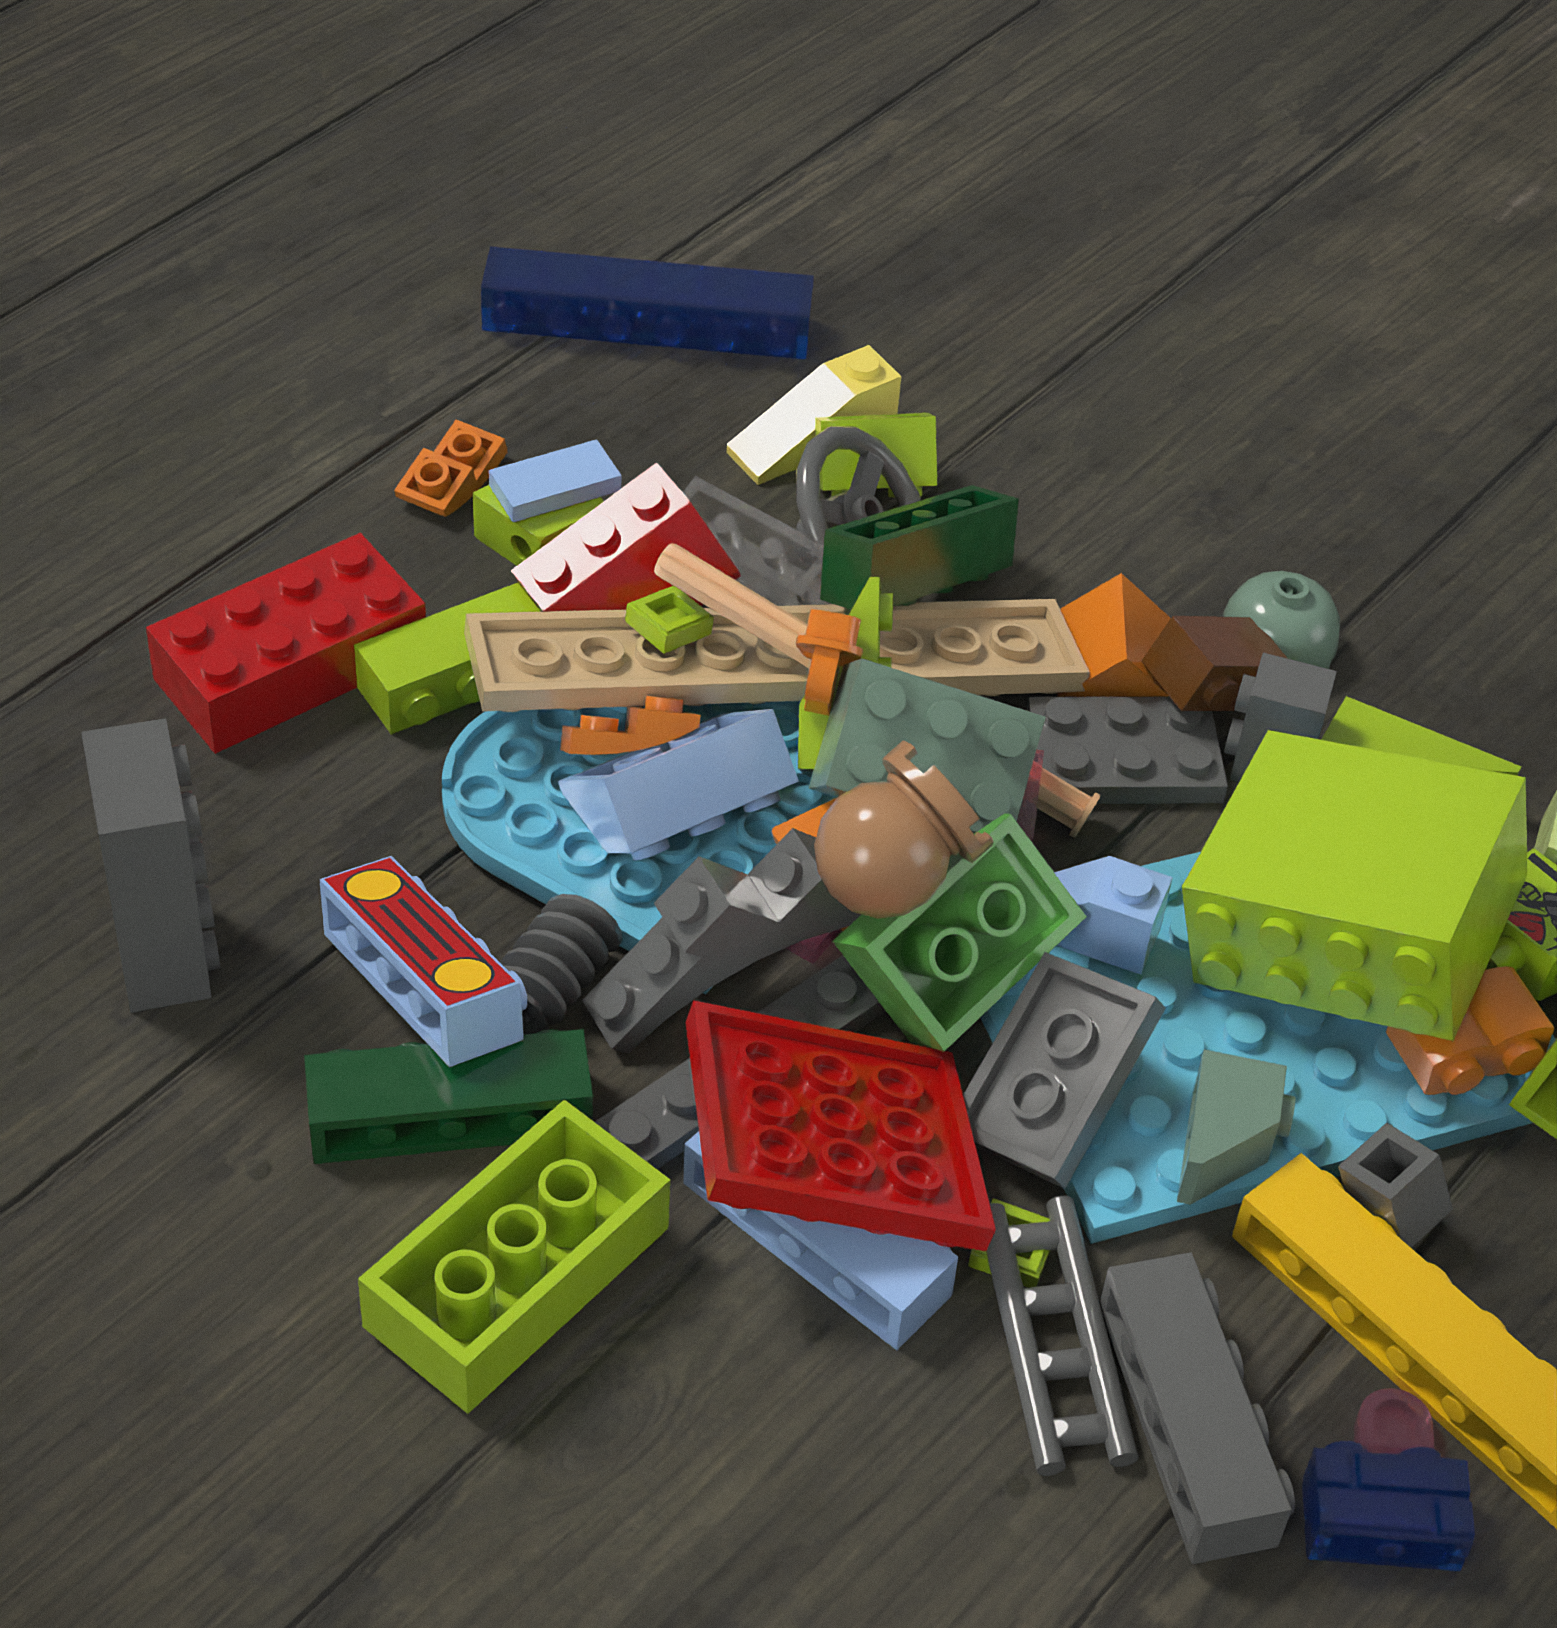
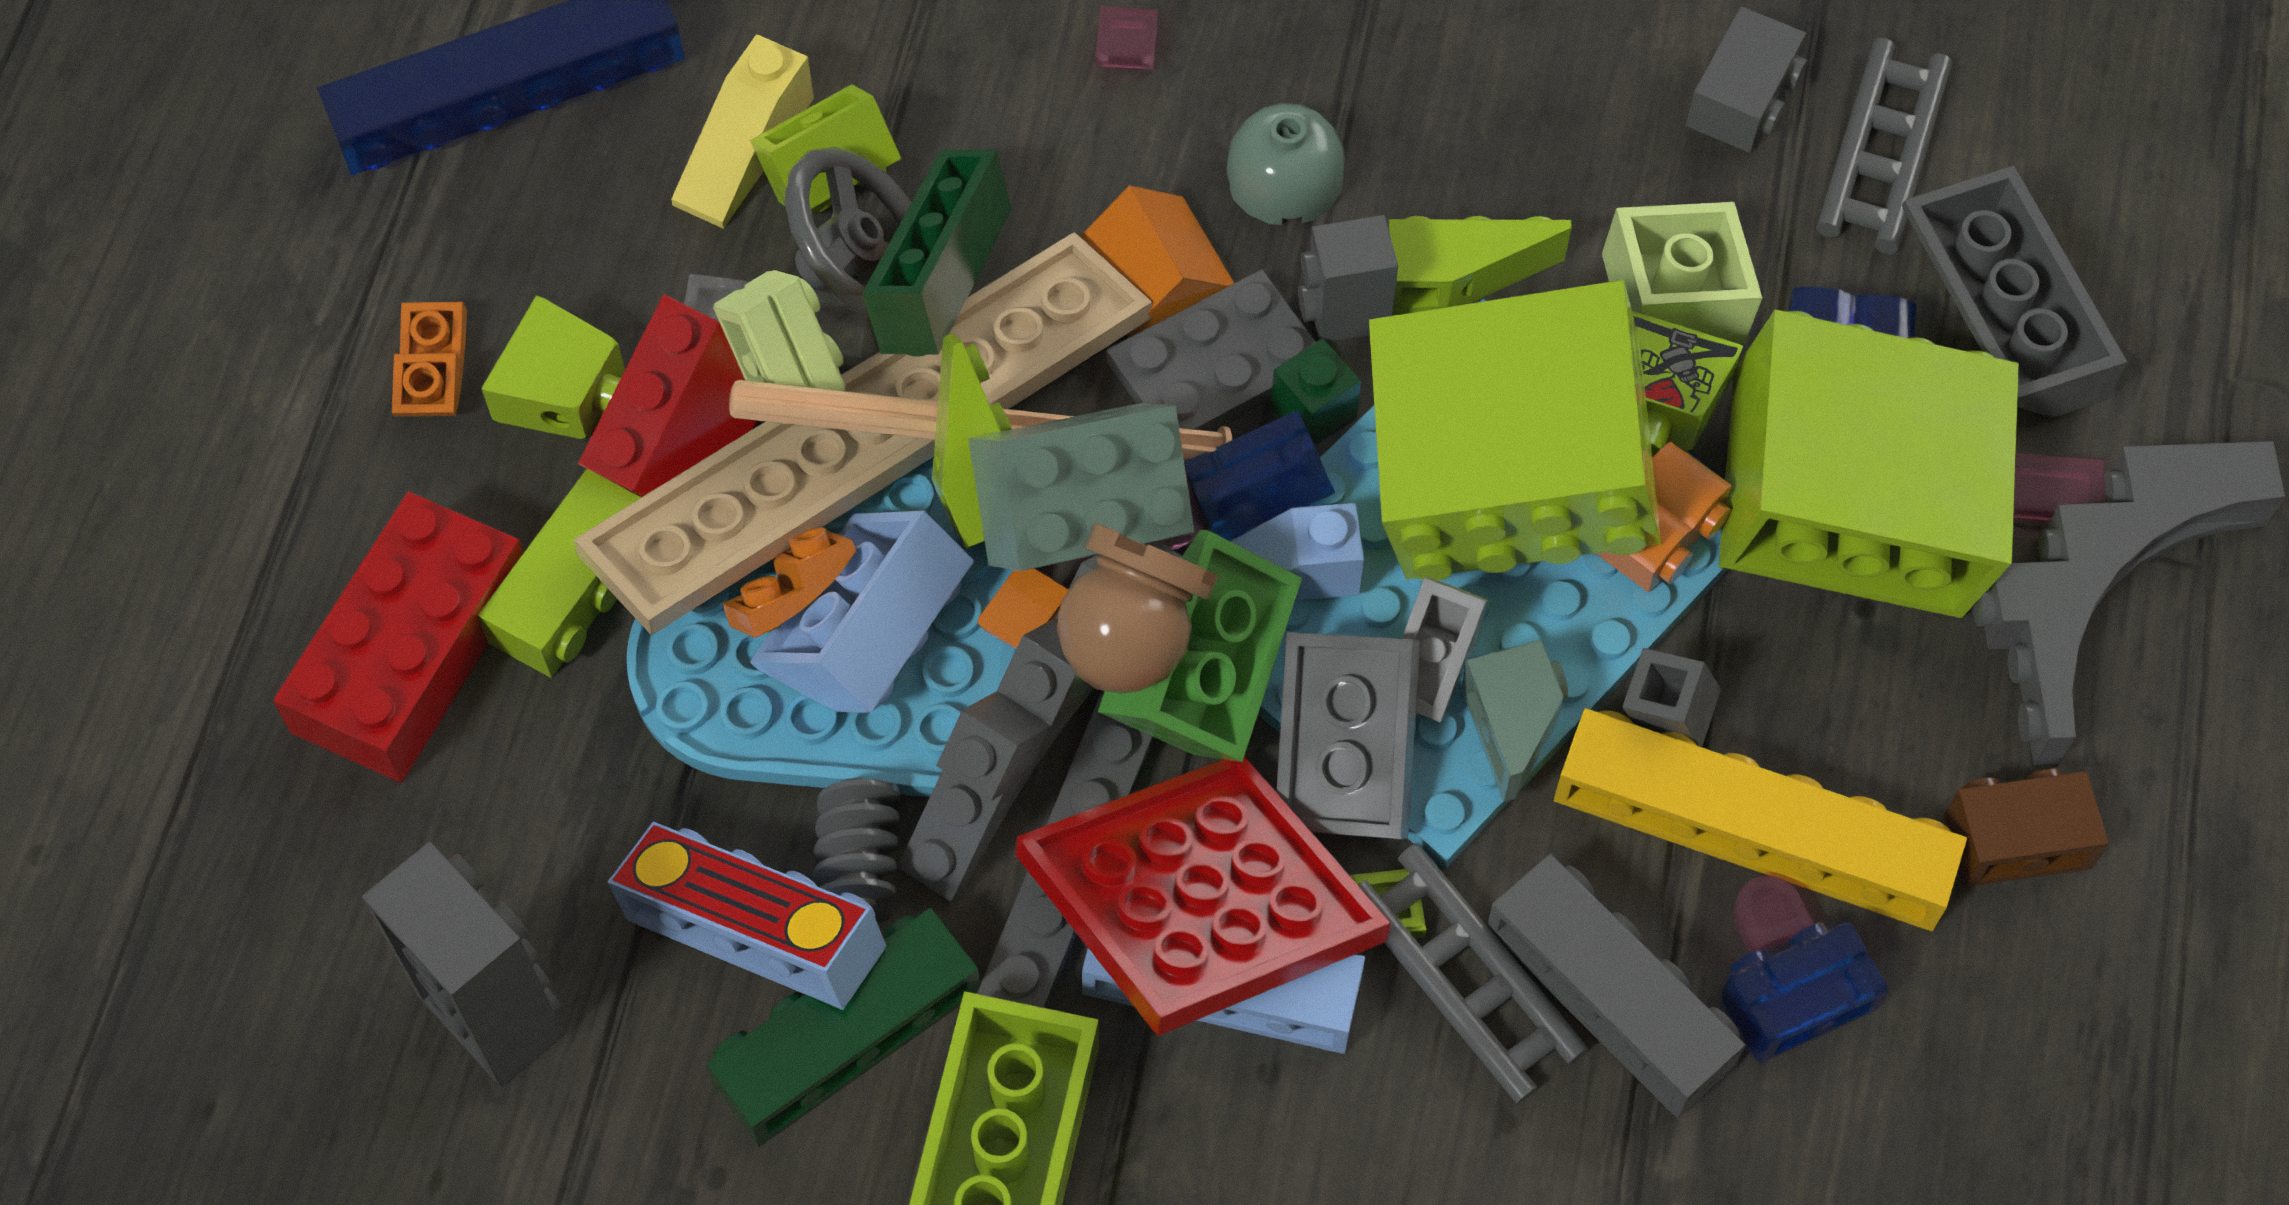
camera: 25 degrees left, 15 degrees up
(554, 480) = (555, 340): light blue tile -> none
(669, 619) = (761, 450): lime tile -> none
(735, 531) = (778, 335): none -> yellowish green brick
(829, 644) = (948, 426): orange piece -> none
(1100, 827) = (1259, 477): none -> clear blue brick
(1192, 800) = (1319, 388): none -> dark green brick
(1195, 488) = (1126, 37): none -> clear pink tile
(1198, 1015) = (1448, 630): none -> light grey slope
(1205, 659) = (1259, 239): reddish brown brick -> none

